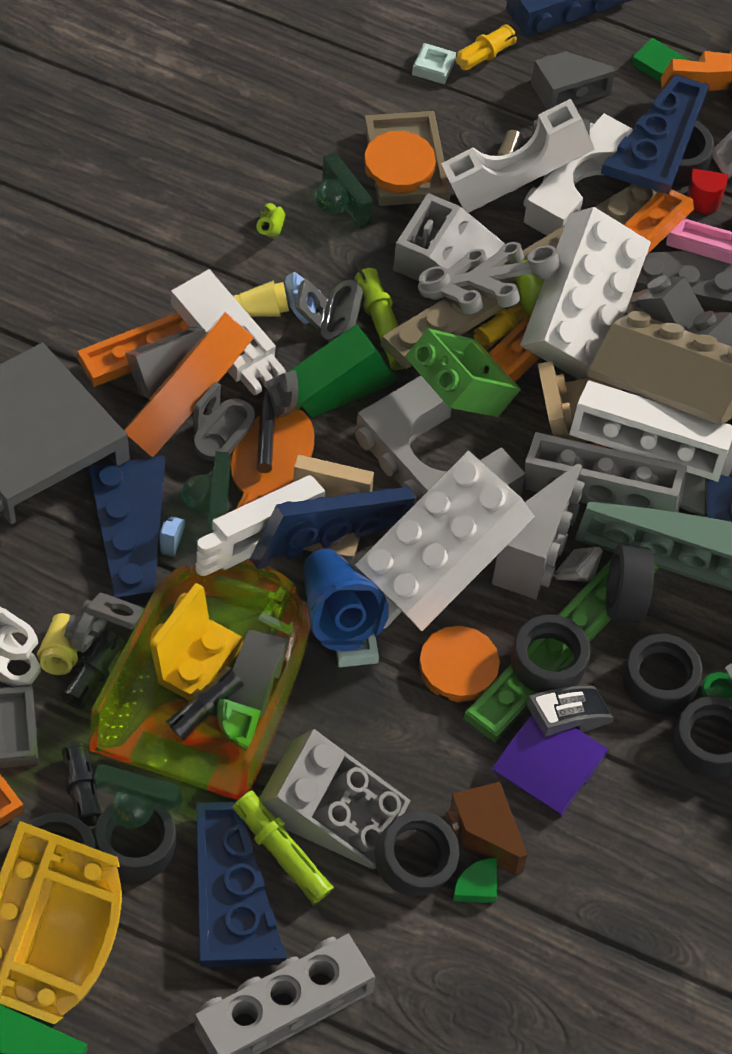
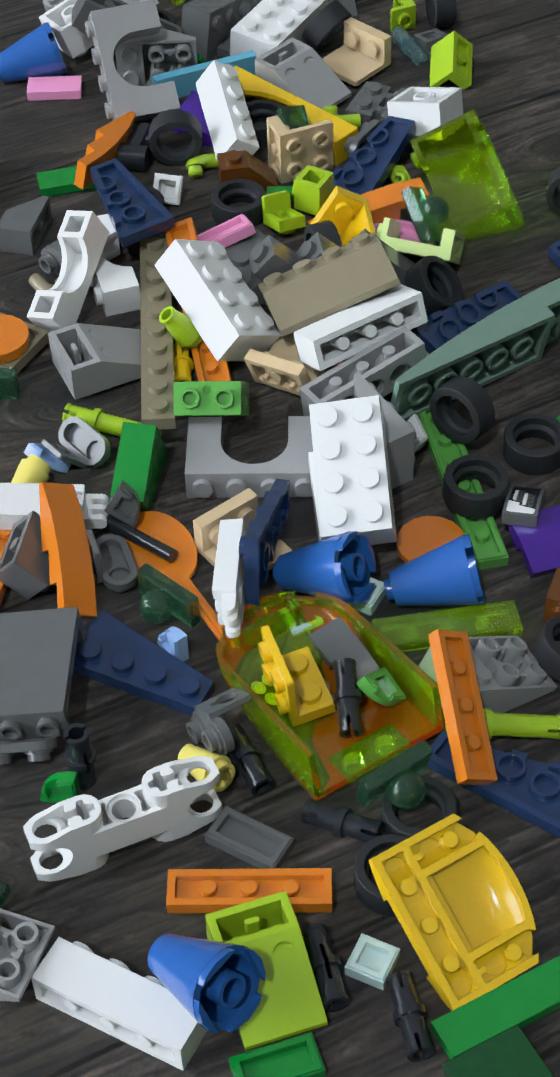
camera: 45 degrees left, 10 degrees down
(247, 796) = (462, 707): none -> orange plate
(369, 736) = (412, 630): none -> clear neon green tile
(414, 695) = (438, 577): none -> blue cone
(485, 273) = (127, 366): light grey plant -> none
(706, 190) = (184, 208): red brick -> none

